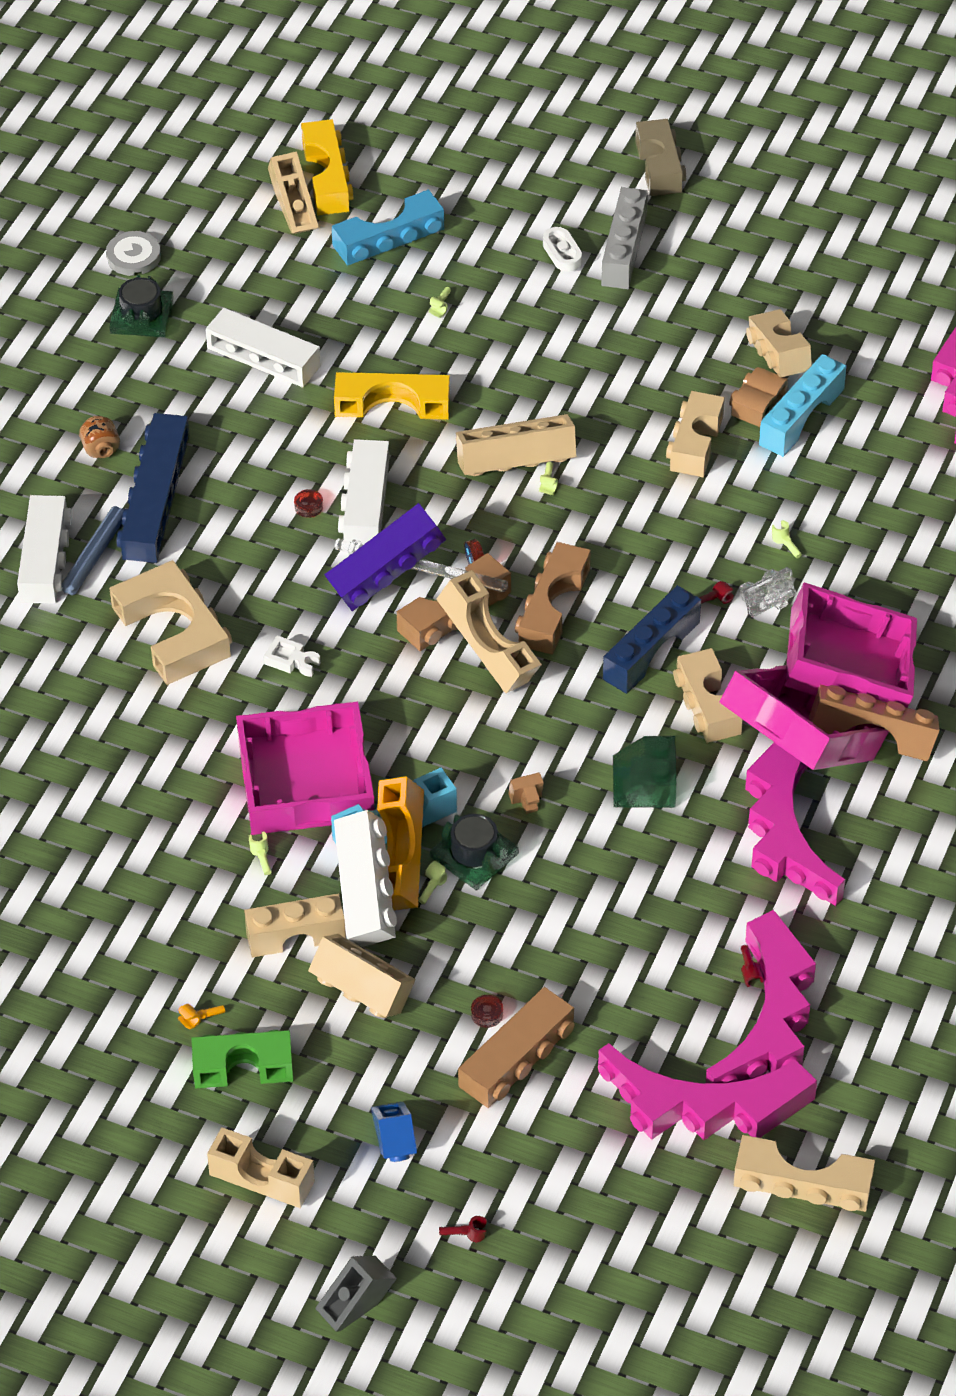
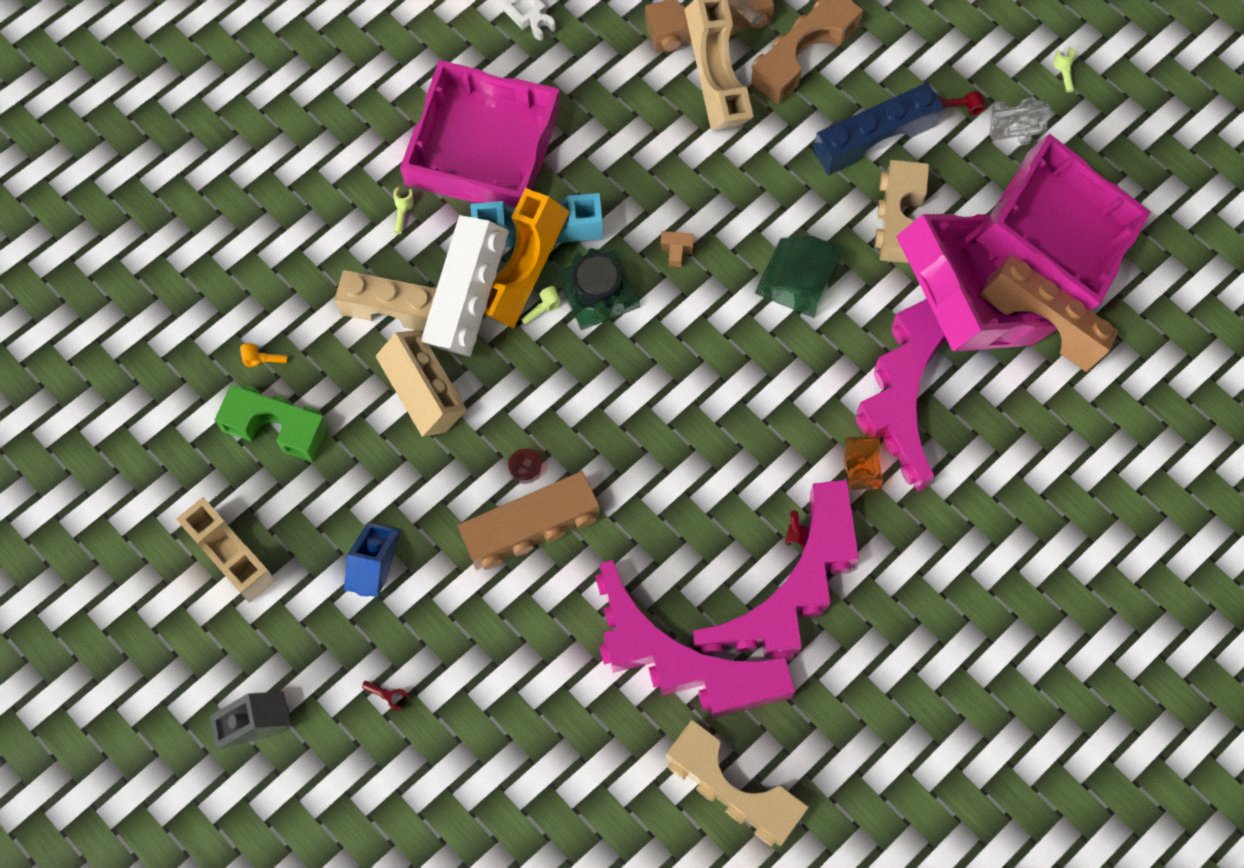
camera: 25 degrees right, 20 degrees up
(778, 896) = (862, 463): none -> clear orange bracket

